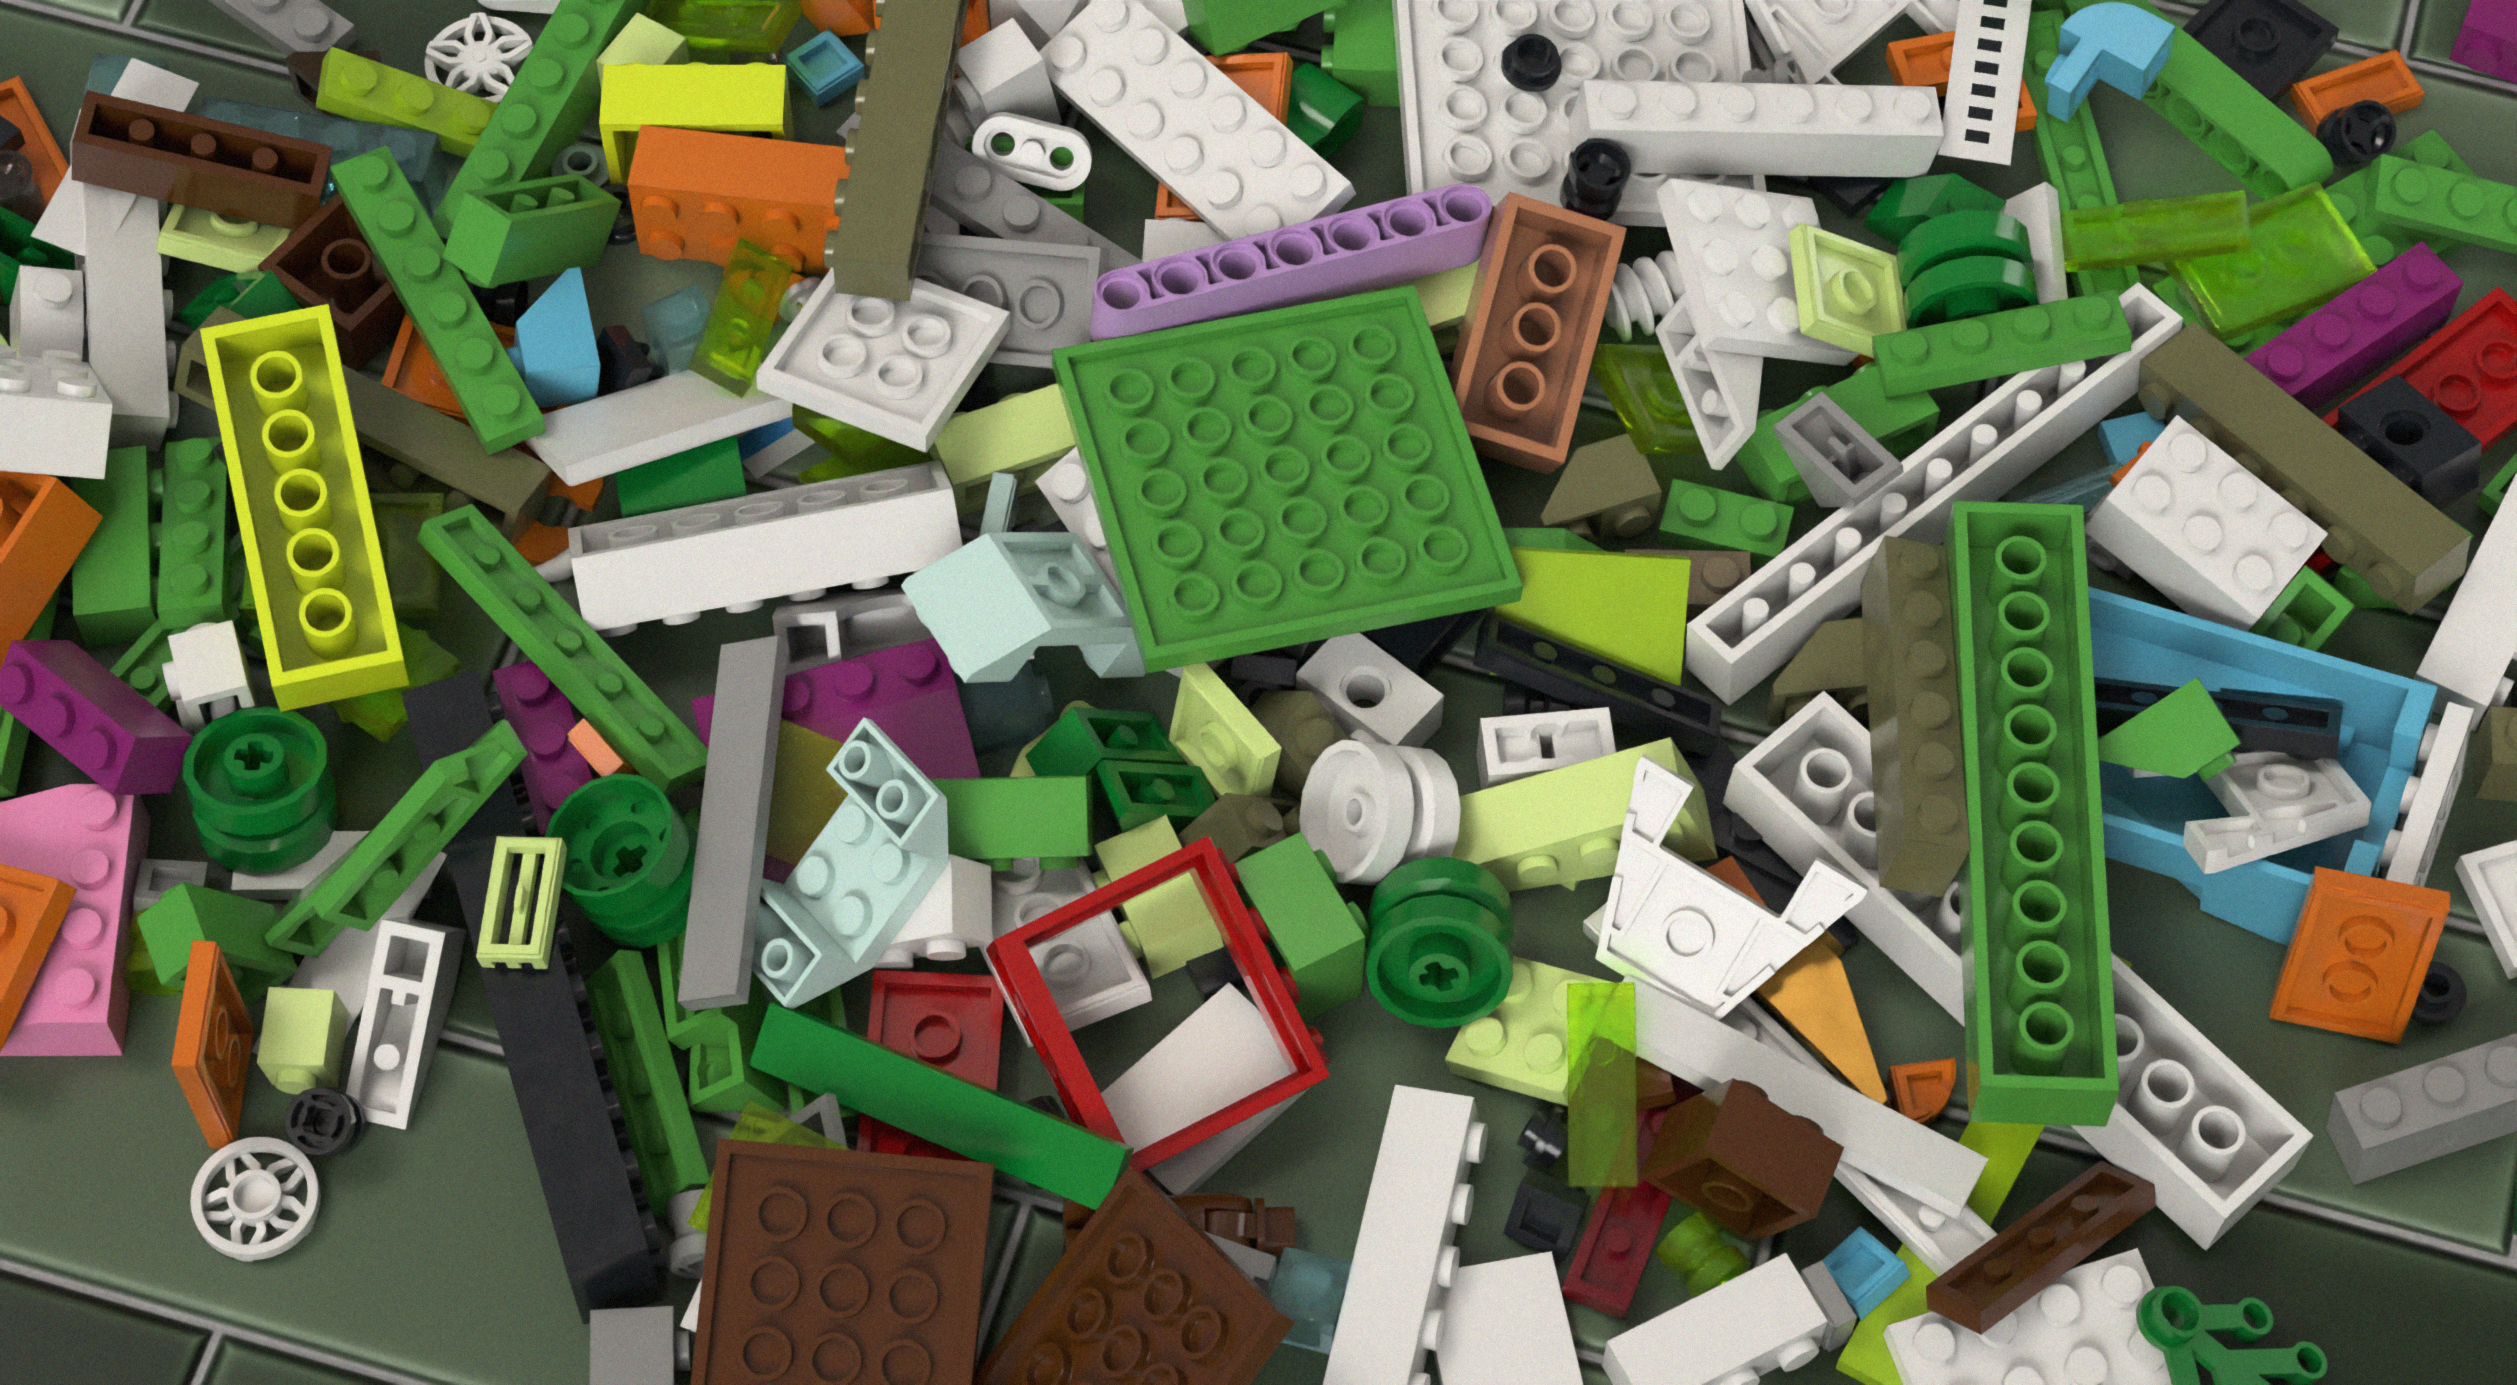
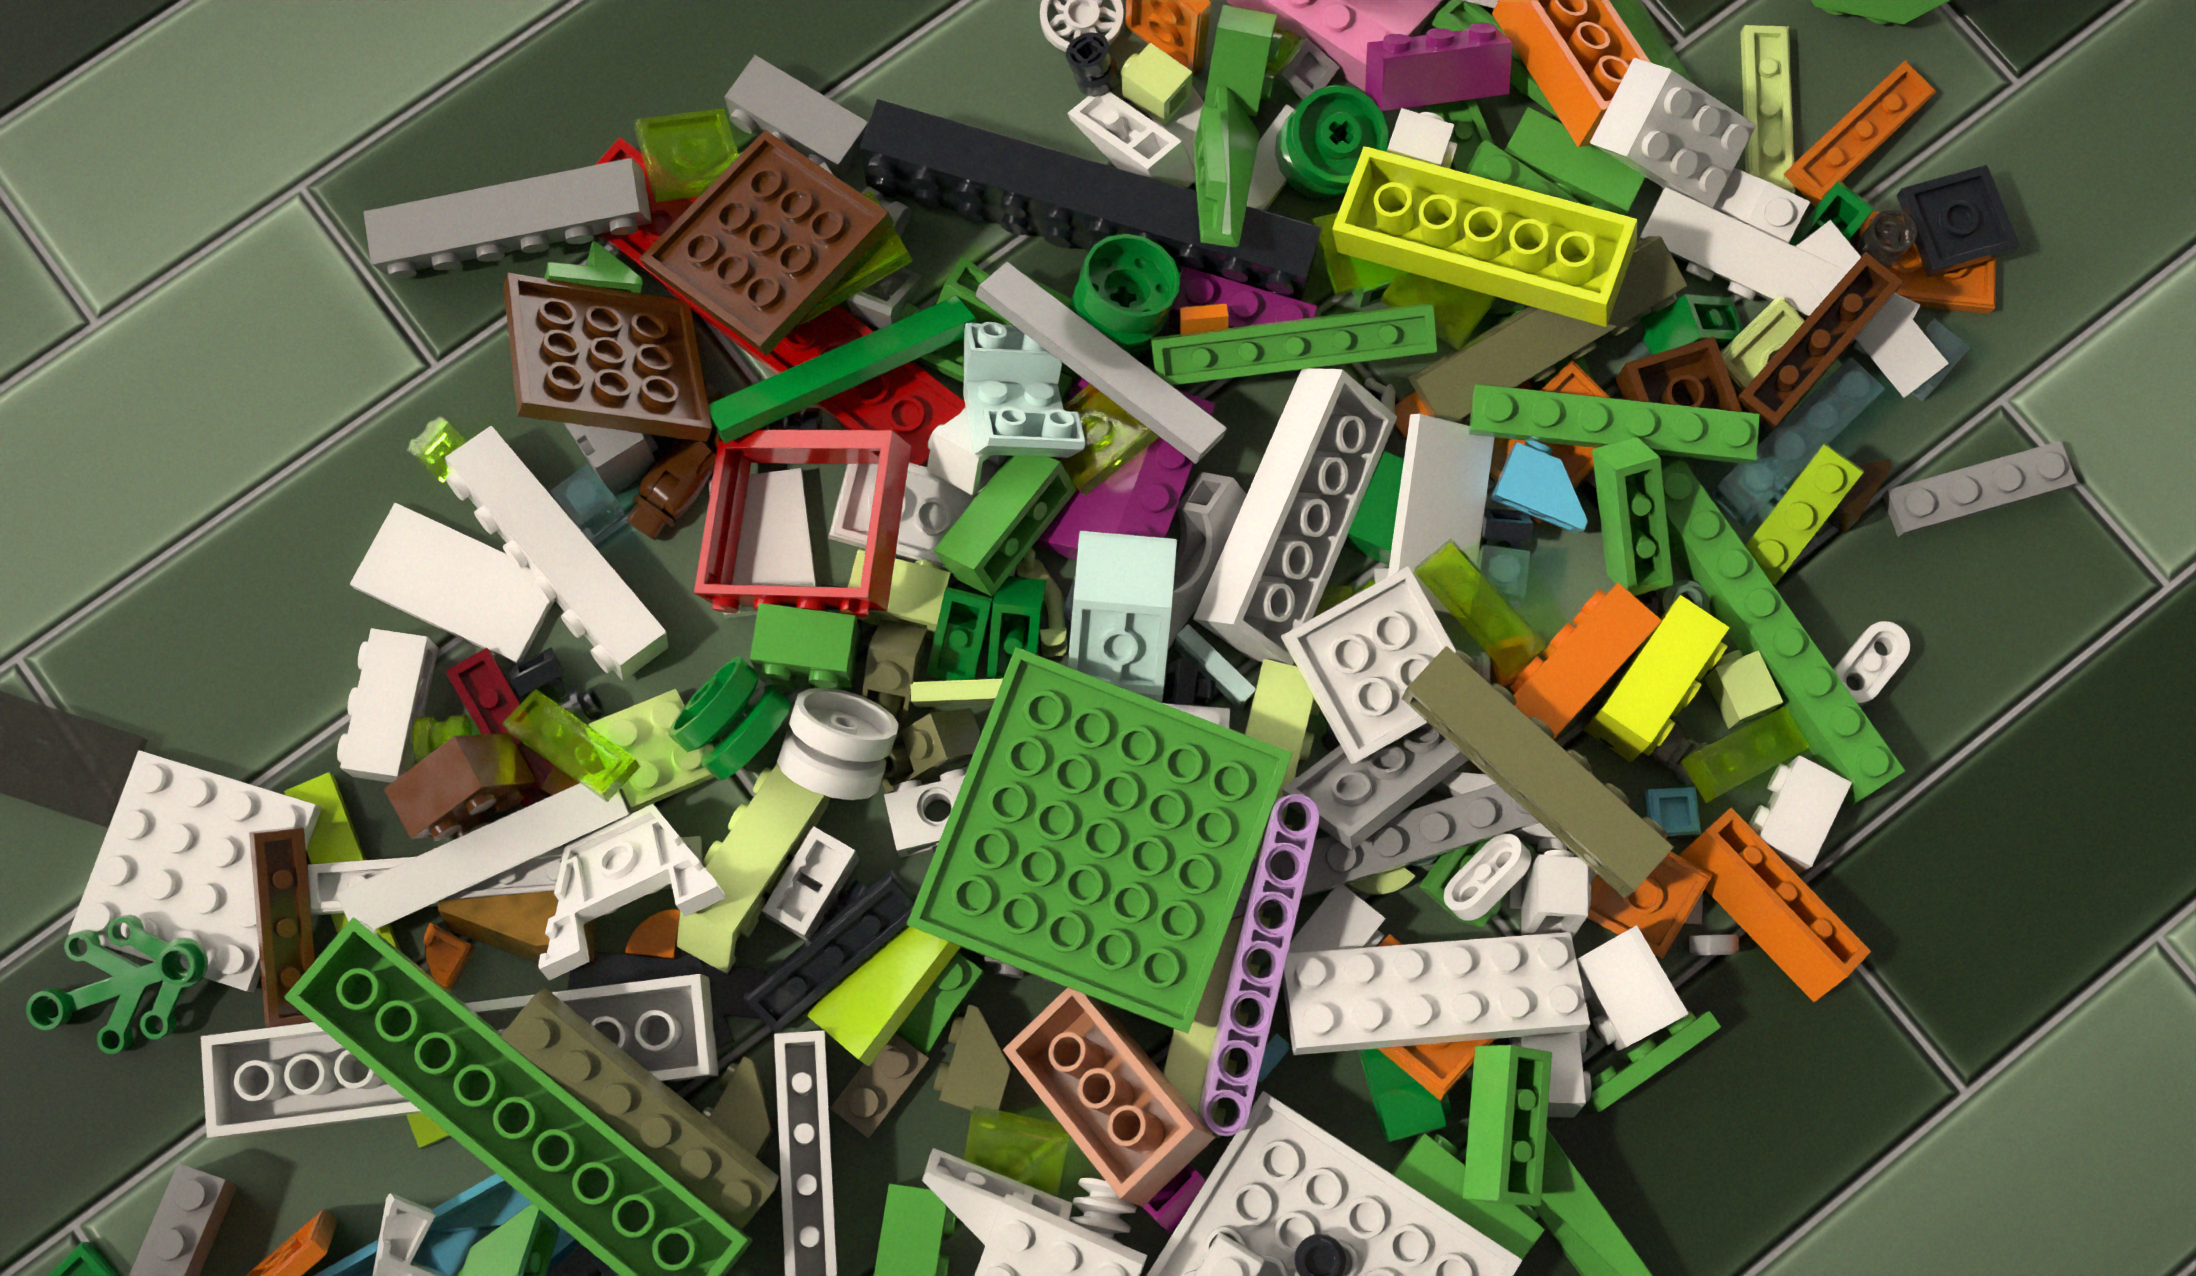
camera: 125 degrees right, 15 degrees up
(479, 62) = (1823, 595): white wheel -> none
(516, 951) = (1112, 217): yellowish green tile -> none
(646, 1080) = (979, 241): bright green plate -> none
(1595, 179) = (1187, 1235): black wheel -> none
(1724, 521) = (903, 1143): bright green plate -> none
(1832, 1304) = (359, 784): light grey tile -> none
(1835, 453) = (866, 1224): light grey slope -> none
(1865, 1271) = (365, 824): medium azure tile -> none

